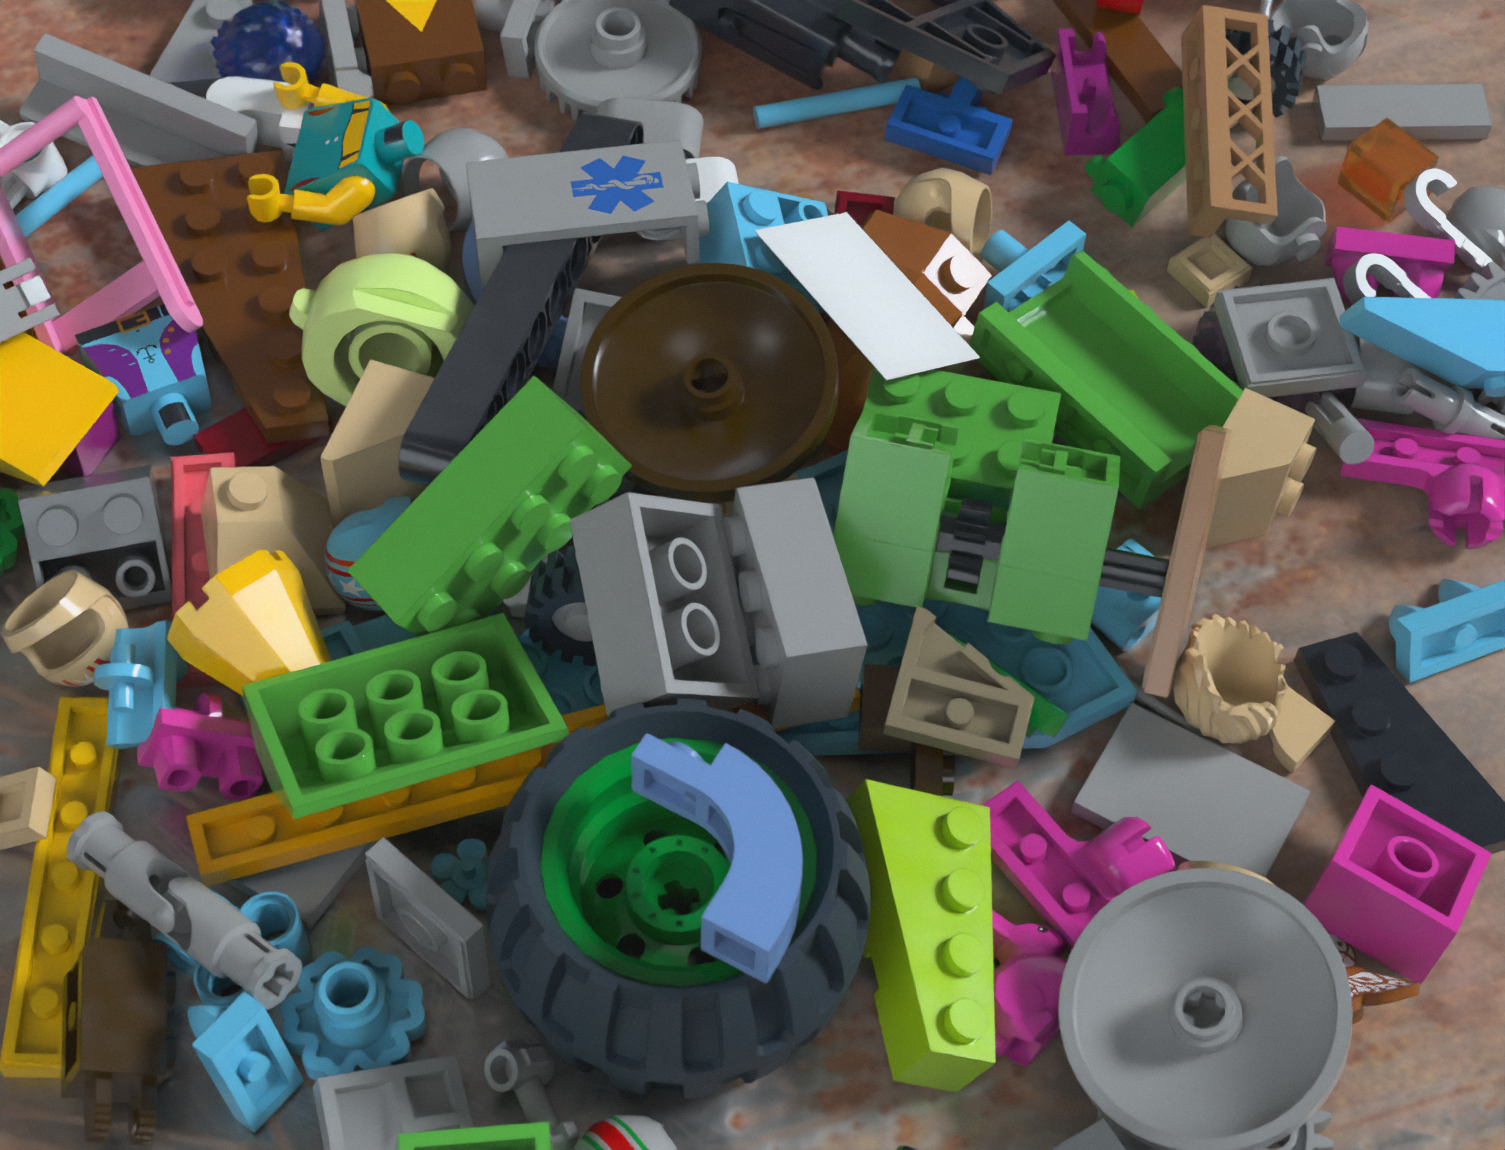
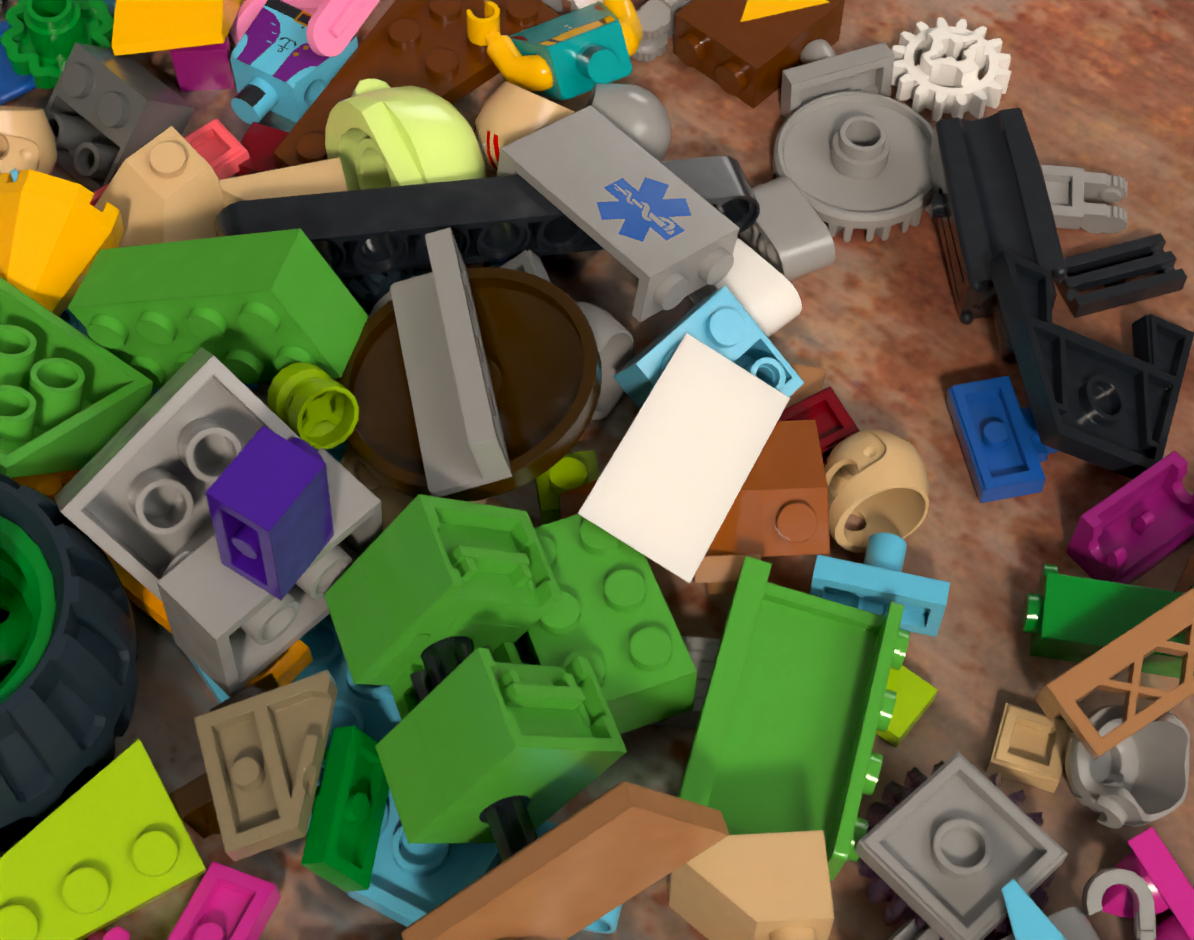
camera: 60 degrees right, 0 degrees up
(671, 477) = (313, 405): none -> lime wheel
(706, 374) = (449, 374): none -> light grey panel
(822, 522) = (272, 511): none -> dark purple brick
(831, 103) = (949, 338): medium azure bar -> none

